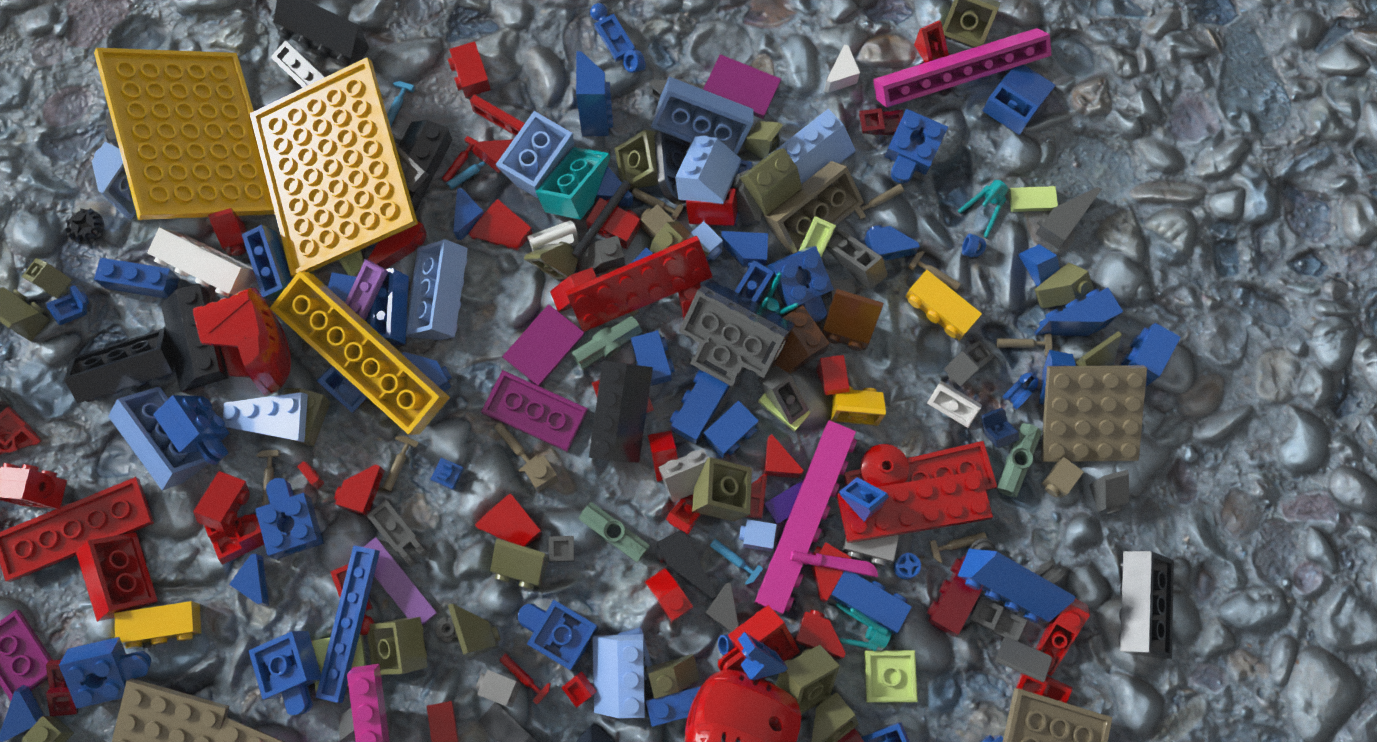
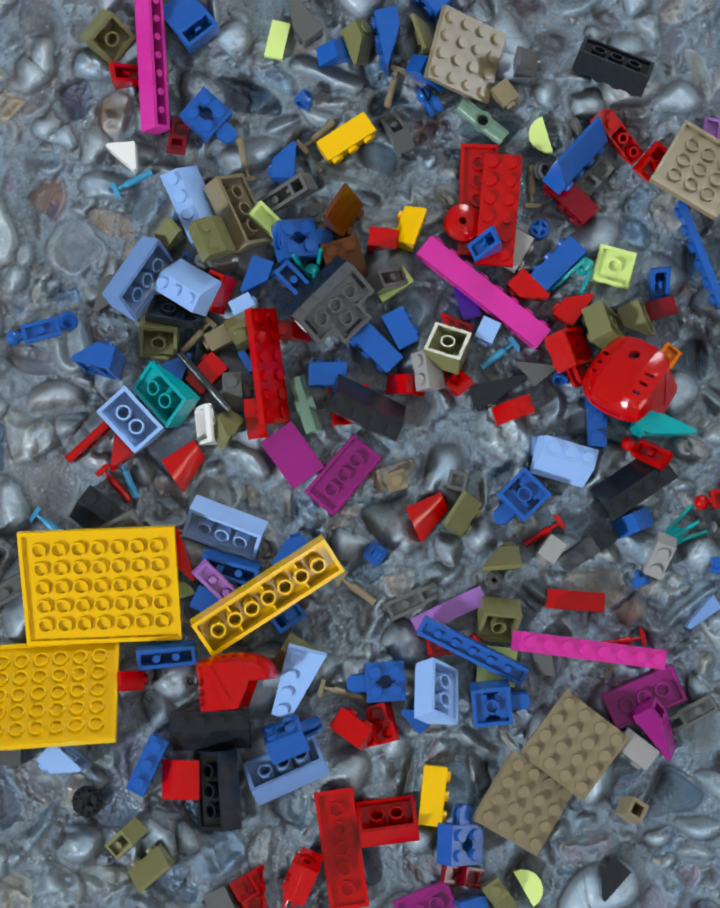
camera: 70 degrees left, 10 degrees up
(69, 306) = (156, 823): blue bracket -> none
(126, 321) = (180, 779): none -> red slope
(201, 261) = (151, 707): white slope -> none
(284, 591) = (436, 692): none -> light blue slope
(311, 475) = (348, 657): red tile -> none
(360, 490) = (372, 623): red slope -> none
(466, 214) = (166, 488): blue slope -> none
(469, 68) = (37, 456): red brick -> none
(513, 444) = (367, 496): dark tan piece -> none
(579, 689) = (564, 493): red plate -> none
(627, 541) = (446, 446): sand green piece -> none
(672, 676) = (573, 423): olive slope -> none
(743, 84) = (114, 239): magenta tile -> none
(760, 659) = (584, 353): blue slope -> none
(779, 461) = (434, 300): red slope -> none
(813, 86) = (130, 182): none -> dark azure piece
(839, 563) = (529, 270): dark pink piece -> none
(954, 404) = (425, 155): white slope -> none
(994, 194) = (265, 68): teal plant -> none
(998, 429) = (455, 128): dark blue bracket -> none
(1024, 536) = (539, 137): none -> yellowish green tile
(1024, 659) = (628, 167): dark grey slope -> none

